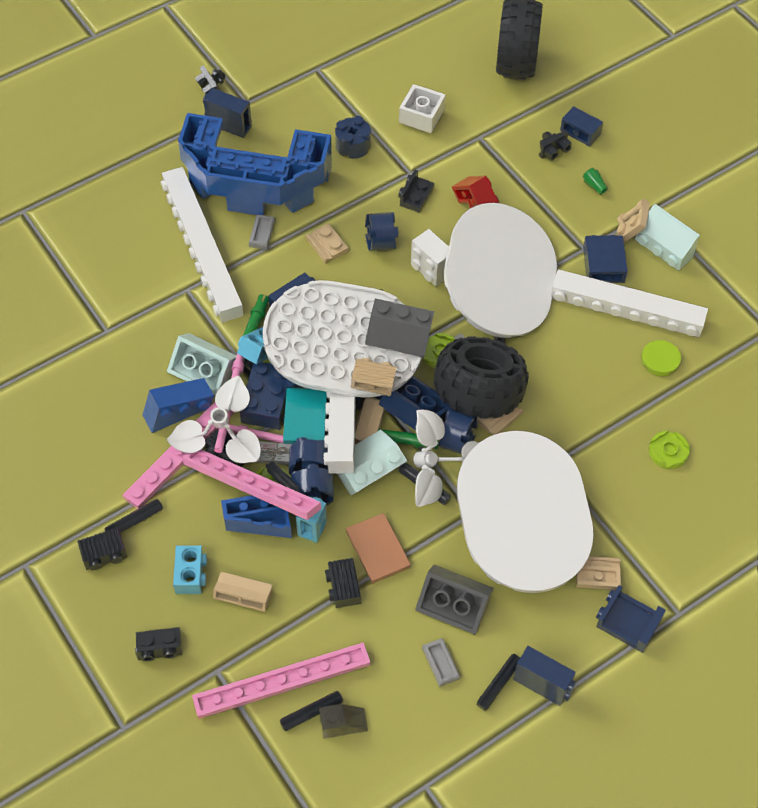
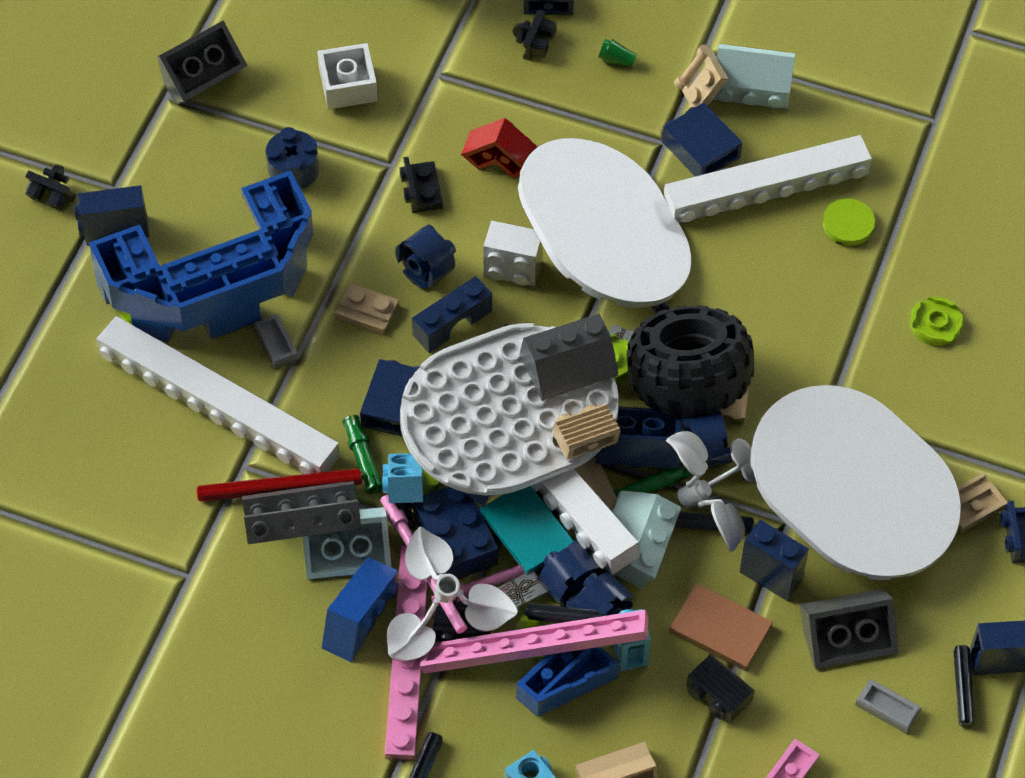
camera: 35 degrees left, 0 degrees up
(187, 330) = (301, 512): none -> dark grey fence
(194, 310) = (258, 486): none -> red axle
(343, 56) = (200, 62): none -> dark grey slope
(383, 269) = (435, 322): none -> dark blue arch
(436, 526) = (773, 560): none -> dark blue brick

